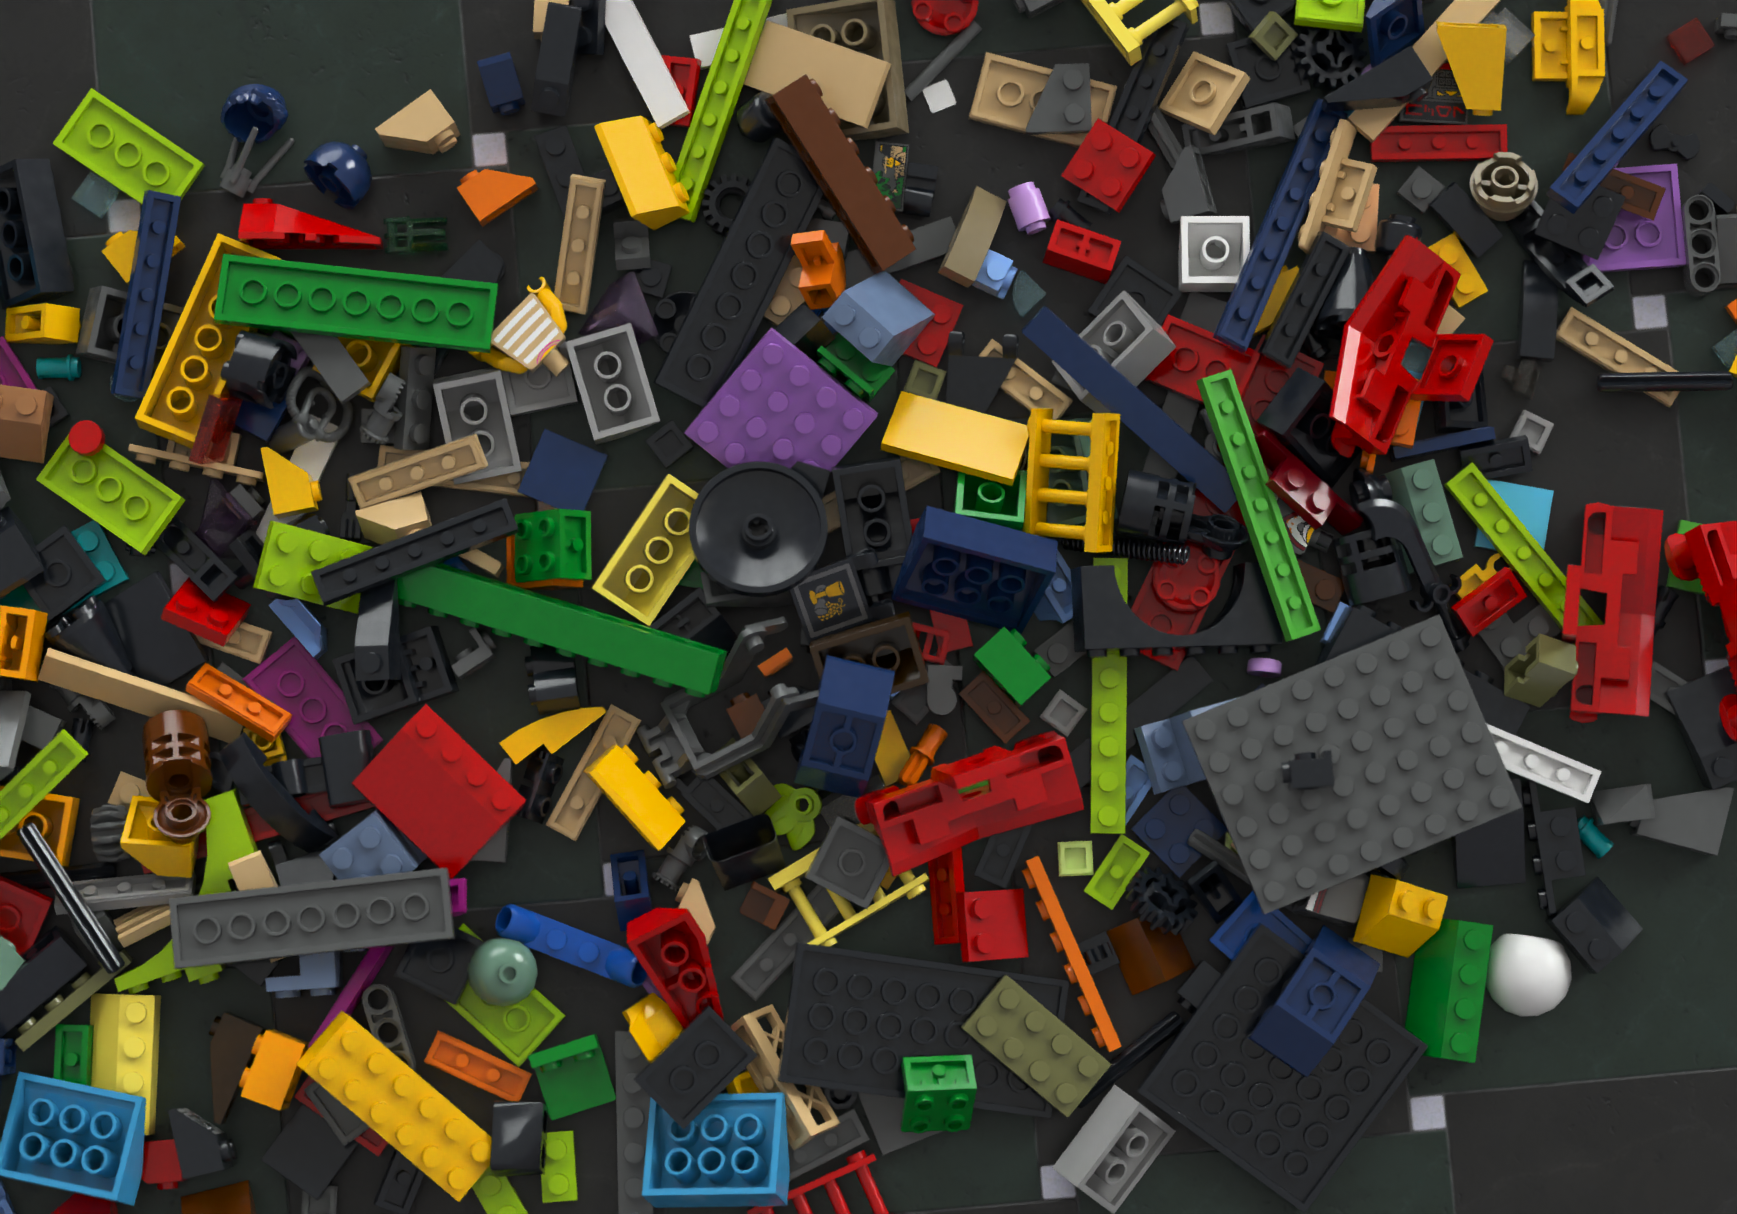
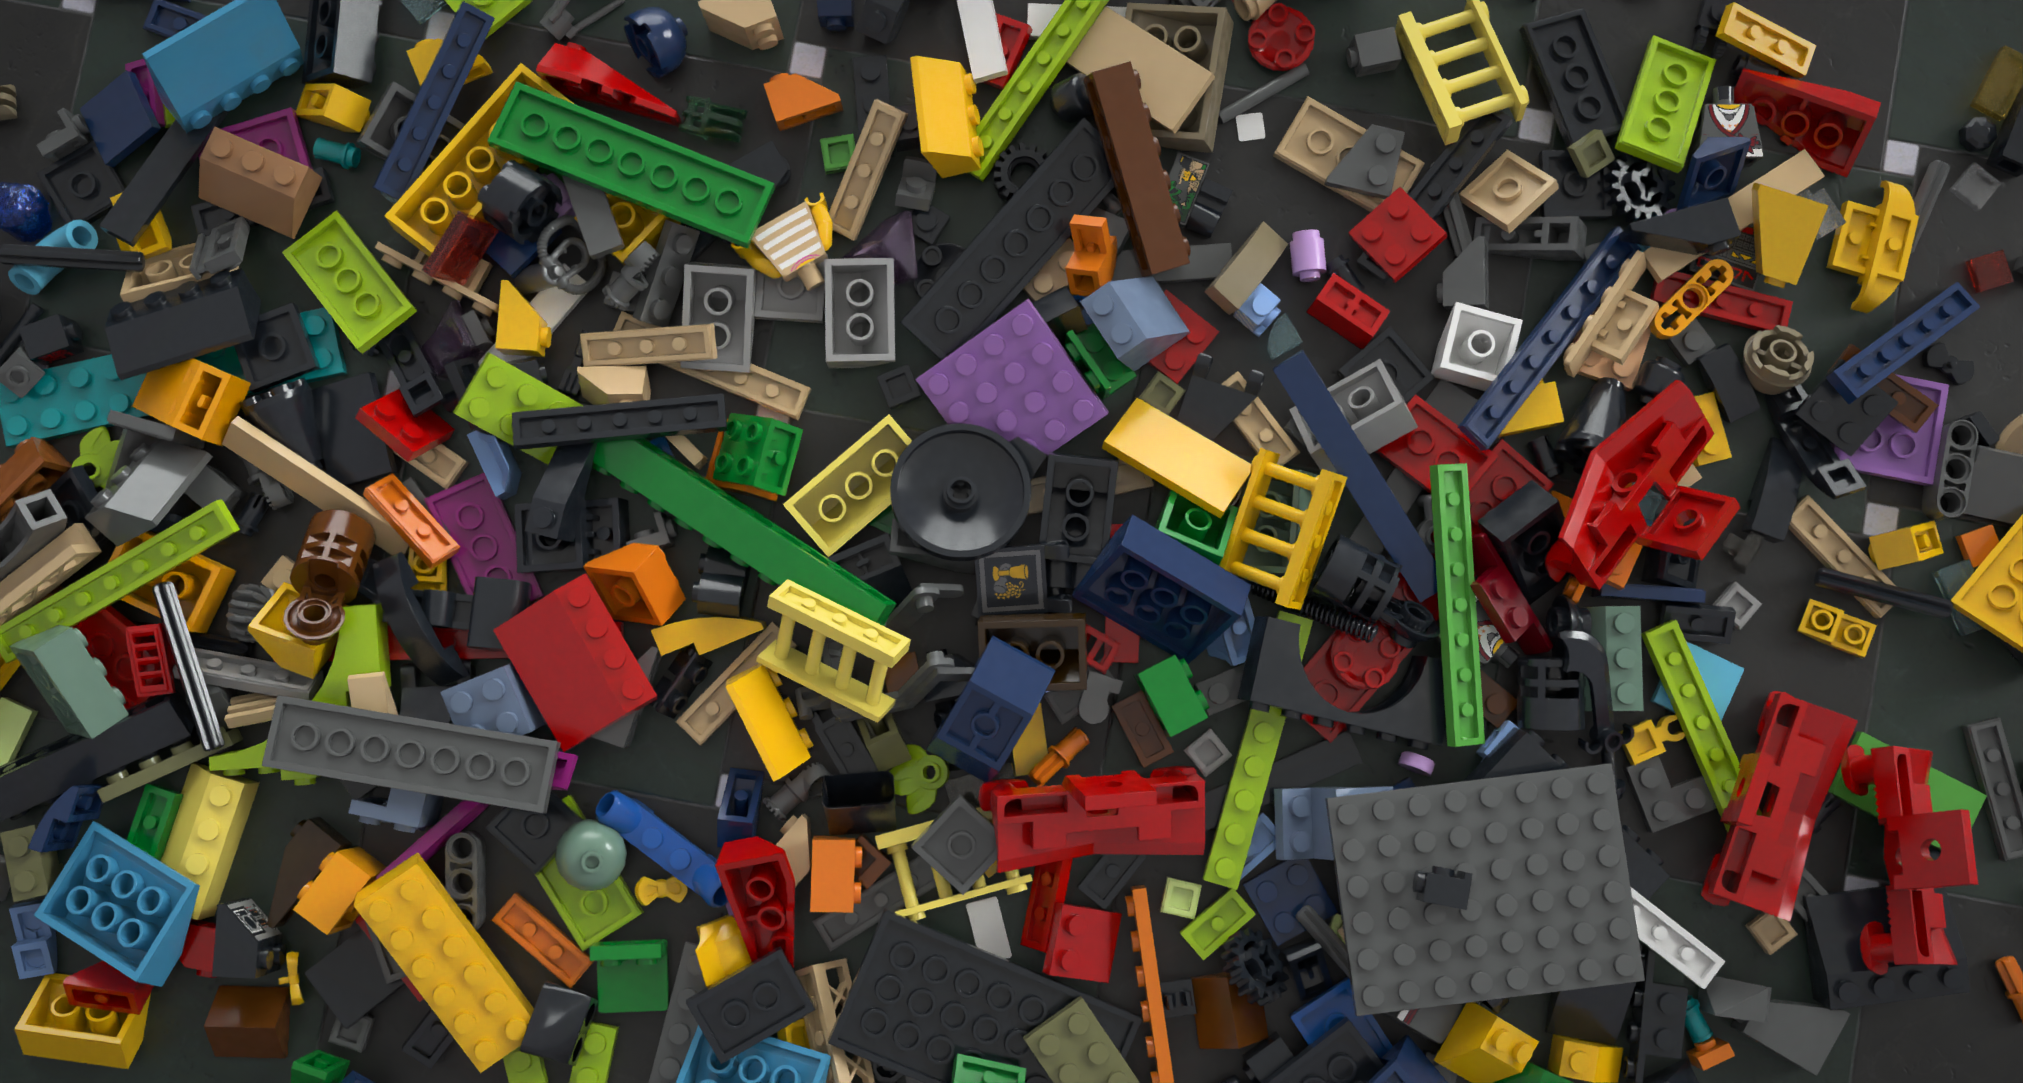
camera: 15 degrees right, 0 degrees up
(18, 876) = (137, 662): none -> red slope
(86, 438) = (340, 225): red tile -> none
(246, 1156) = (293, 979): none -> yellow piece
(474, 702) = (636, 584): none -> orange slope
(546, 233) = (837, 152): none -> bright green tile
(562, 472) = (788, 385): dark blue tile -> none
(566, 990) = (649, 889): none -> yellow piece
(685, 685) = (845, 627): none -> light yellow fence
(739, 923) = (833, 874): none -> orange slope
(775, 663) = (942, 626): orange tile -> none
(899, 935) = (989, 927): none -> white sticker
(1304, 299) = (1554, 416): black tile -> none
(1411, 124) = (1701, 276): none -> light orange beam
(1489, 601) = (1656, 761): red plate -> none
(1501, 902) = (1585, 1059): none -> yellow slope
(1541, 671) = (1693, 846): olive brick -> none
(1614, 862) = (1710, 1053): none -> orange plate
(1632, 427) = (1836, 629): none -> yellow slope
(1645, 733) = (1770, 932): none -> tan tile
(1676, 329) = (1905, 545): none -> yellow slope

